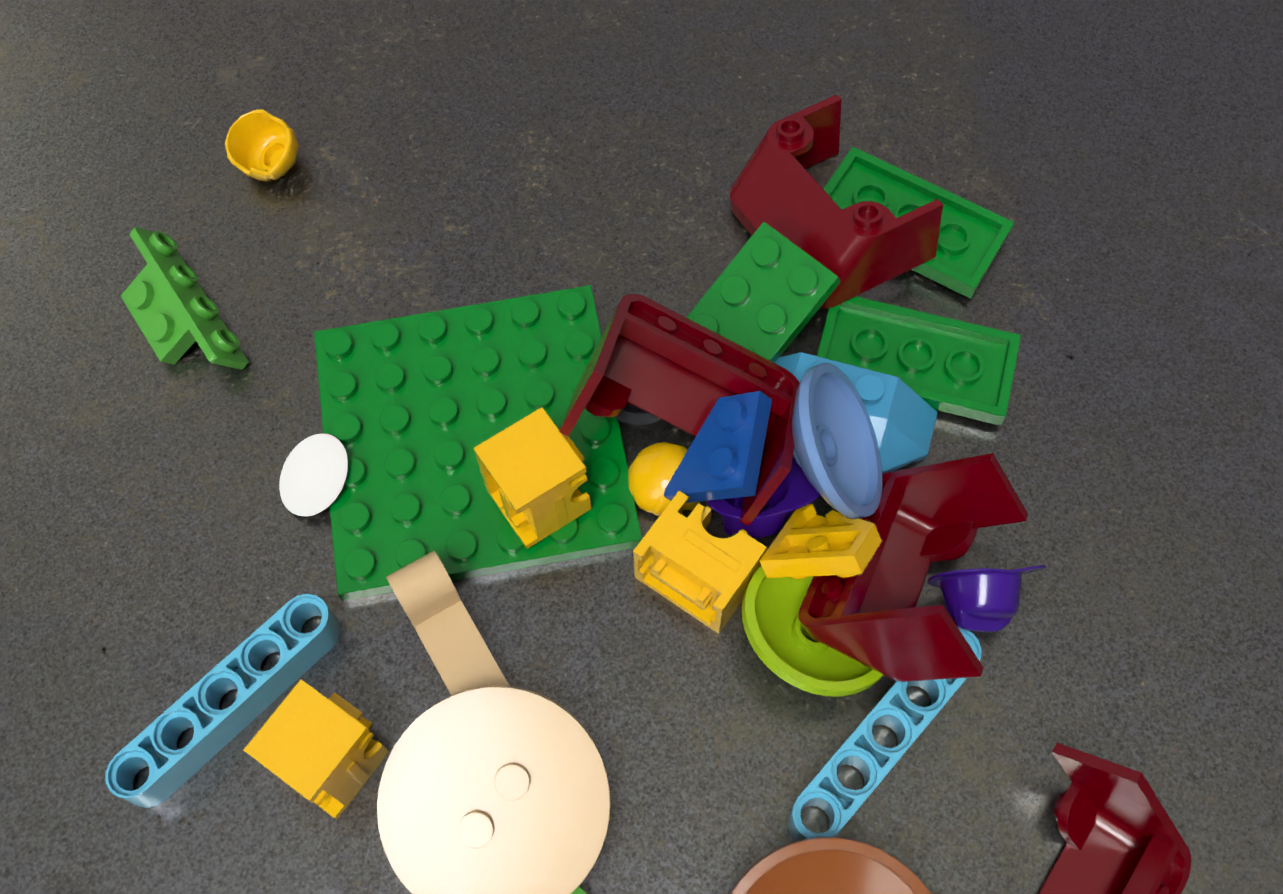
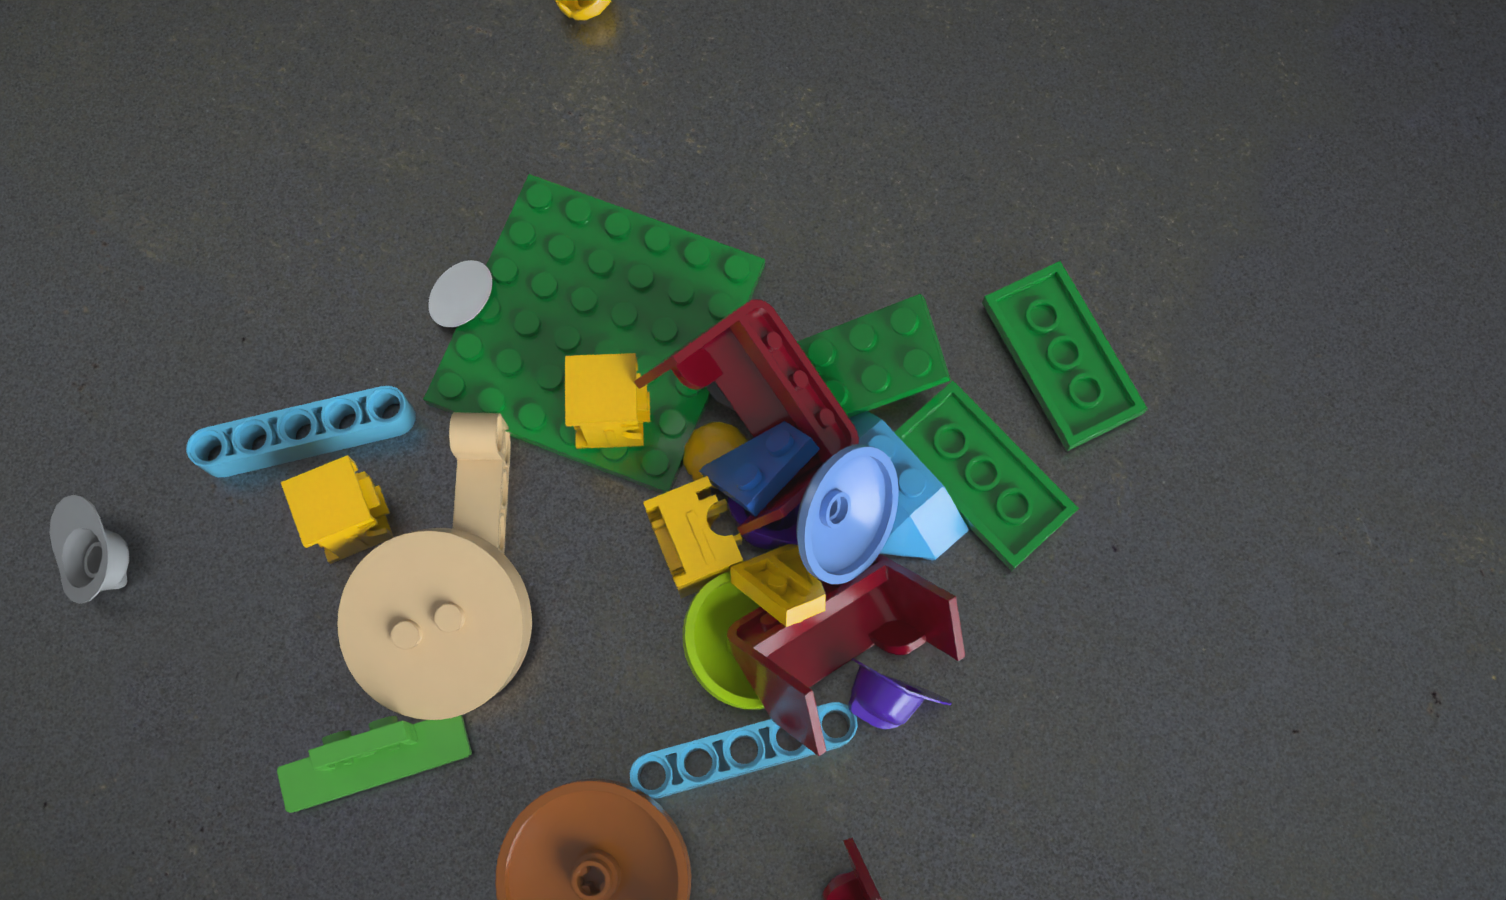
camera: 30 degrees right, 10 degrees up
(175, 308) = (439, 91): bright green bracket -> none
(857, 243) = (982, 354): dark red windscreen -> none

